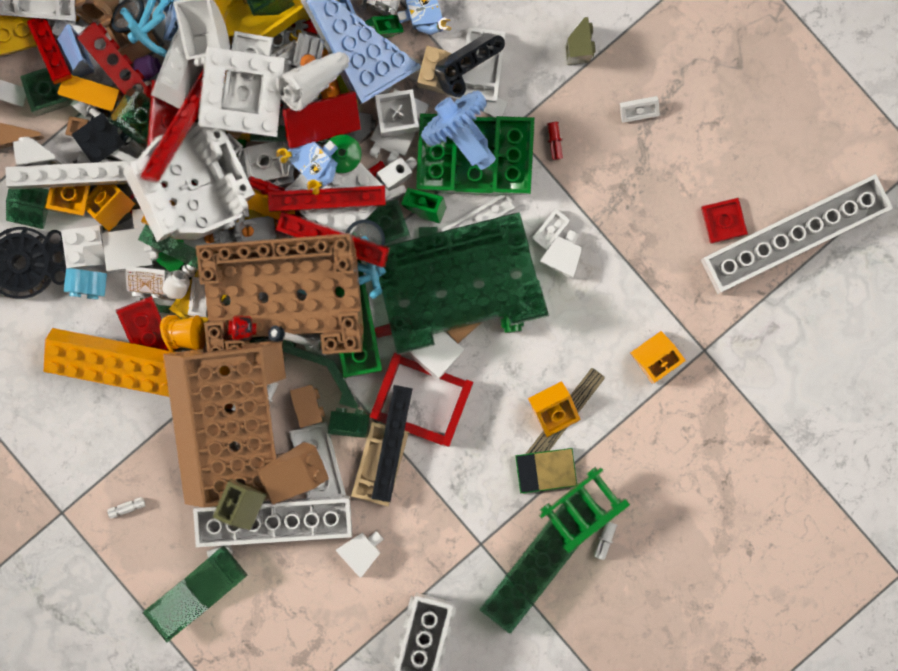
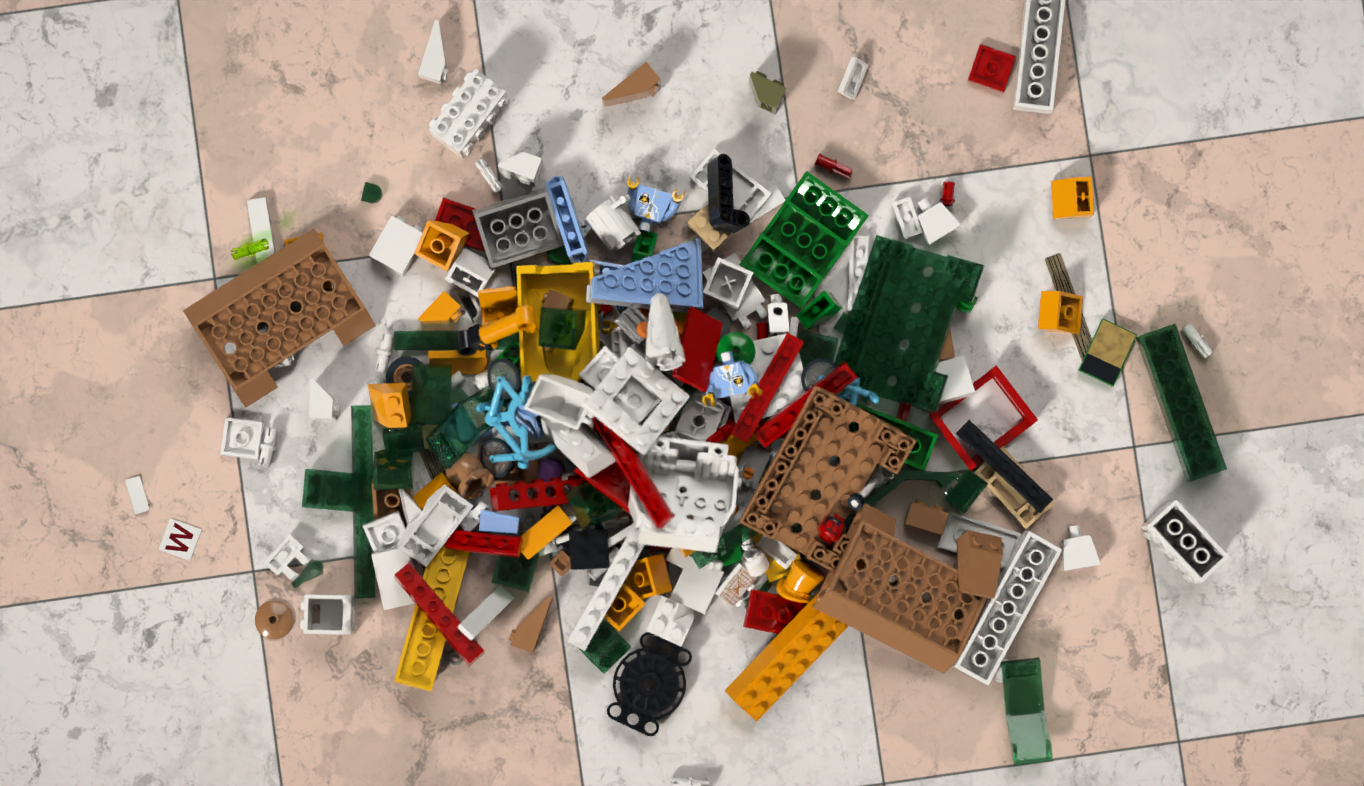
camera: 55 degrees left, 0 degrees up
(31, 153) = (569, 611): white slope -> none
(85, 283) = (702, 639): medium azure brick -> none
(126, 507) = (914, 726): white axle -> none
(239, 505) = (978, 625): olive slope -> none
(456, 123) = (772, 238): light blue piece -> none
(585, 527) = (1179, 329): green fence -> none
(594, 250) = (948, 193): none -> red pin

